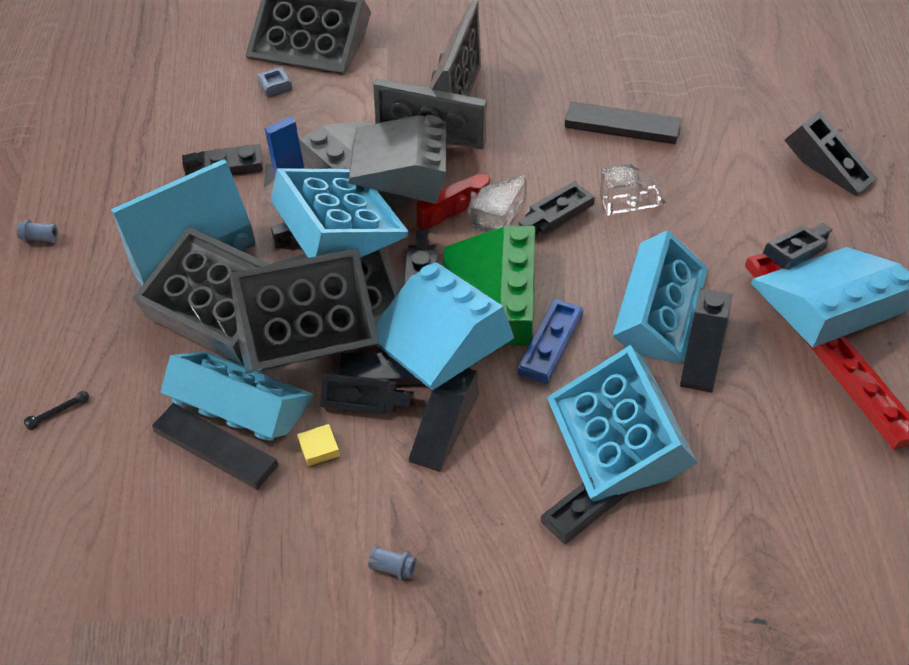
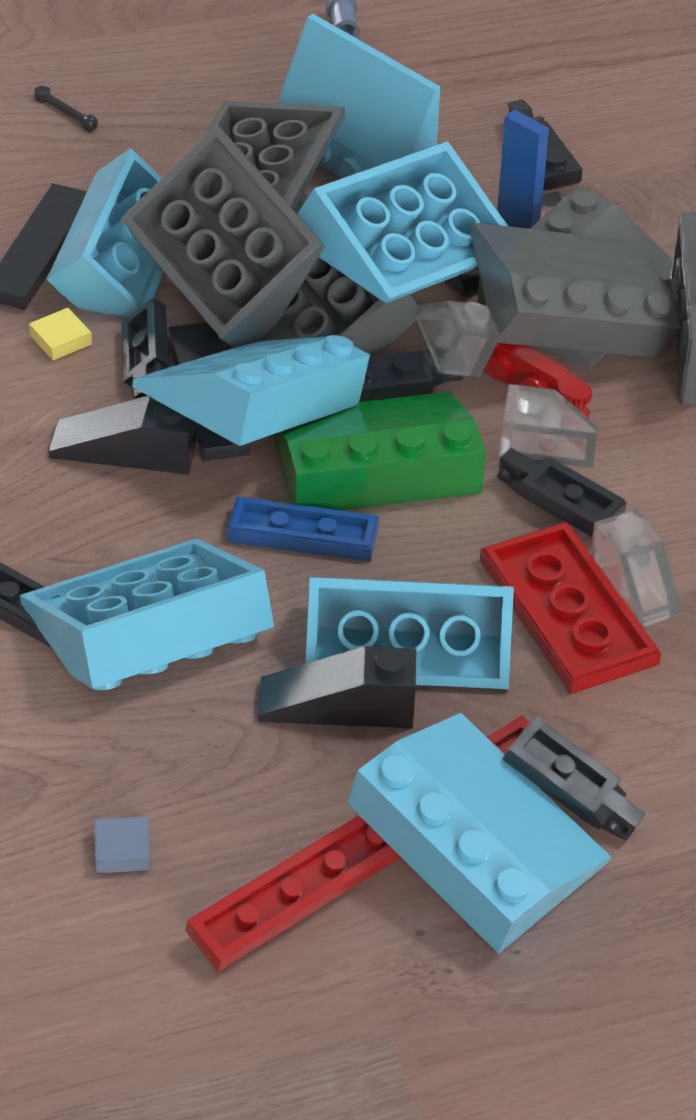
camera: 70 degrees right, 5 degrees down
(421, 218) = (458, 335): none -> clear slope
(620, 230) = (570, 607): none -> red tile
(816, 475) = (122, 844): none -> sand blue tile

